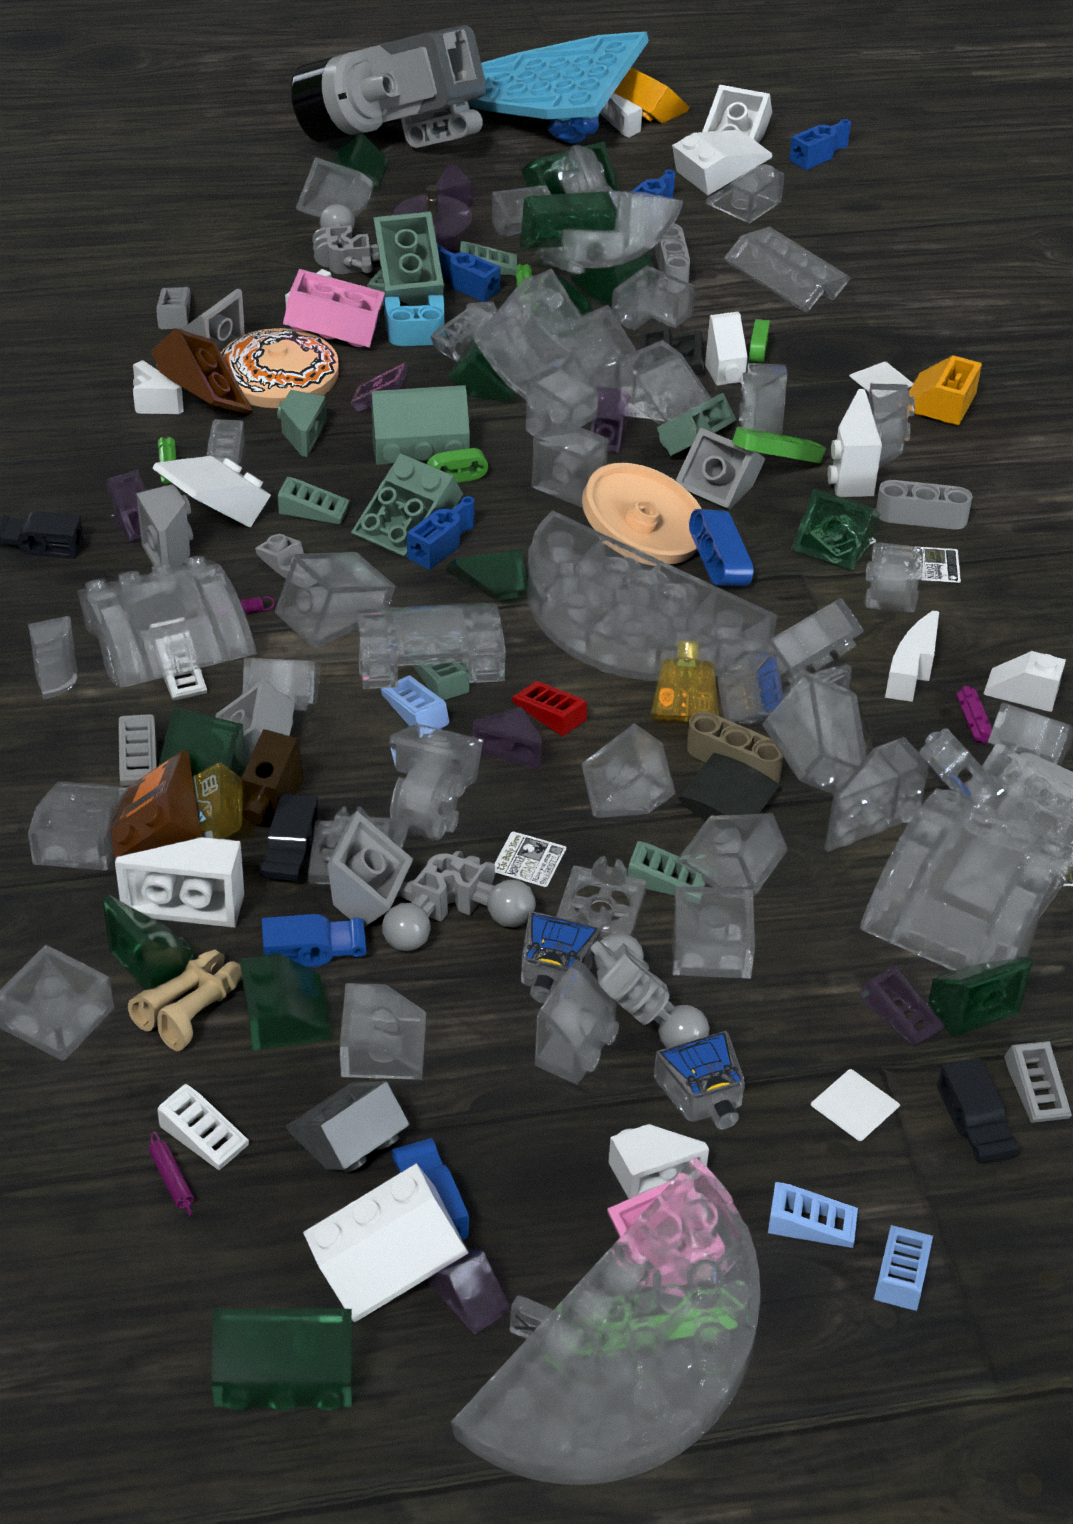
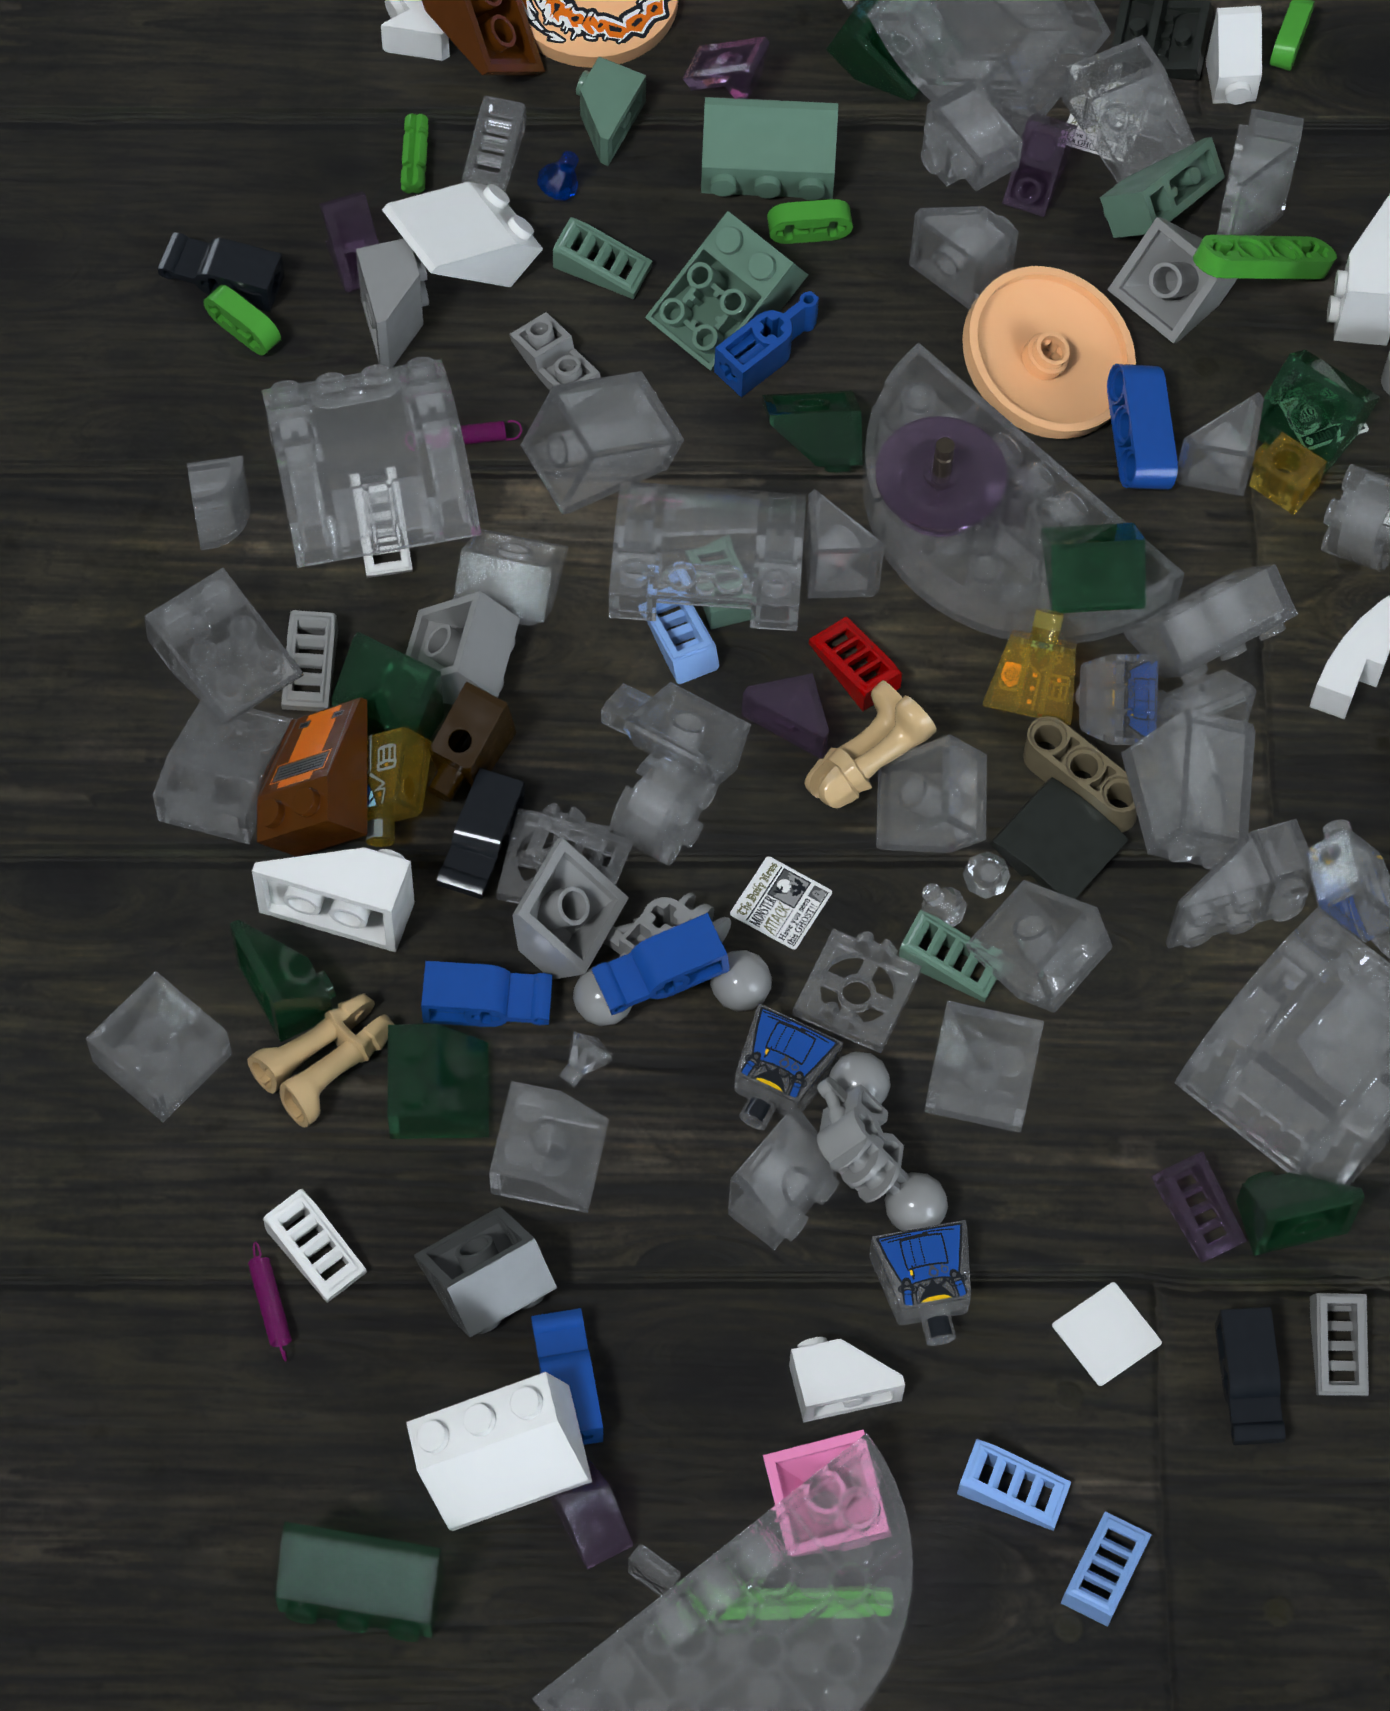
camera: 10 degrees right, 20 degrees up
(56, 559) = (242, 320): none -> bright green beam
(65, 743) = (220, 647): none -> clear slope
(275, 460) = (559, 178): none -> clear blue rock
(380, 756) = (621, 706): none -> clear slope
(400, 969) = (585, 1056): none -> clear rock
(452, 888) = (663, 965): none -> blue piece
(528, 635) = (839, 553): none -> clear slope
(590, 569) = (941, 475): none -> clear purple piece
(591, 732) = (894, 731): none -> tan piece
(653, 836) = (944, 903): none -> clear rock
(680, 820) = (986, 875): none -> clear rock
(714, 615) = (1095, 567): none -> clear green slope
(781, 550) = (1223, 450): none -> clear slope
(828, 564) = (1292, 488): none -> clear yellow brick

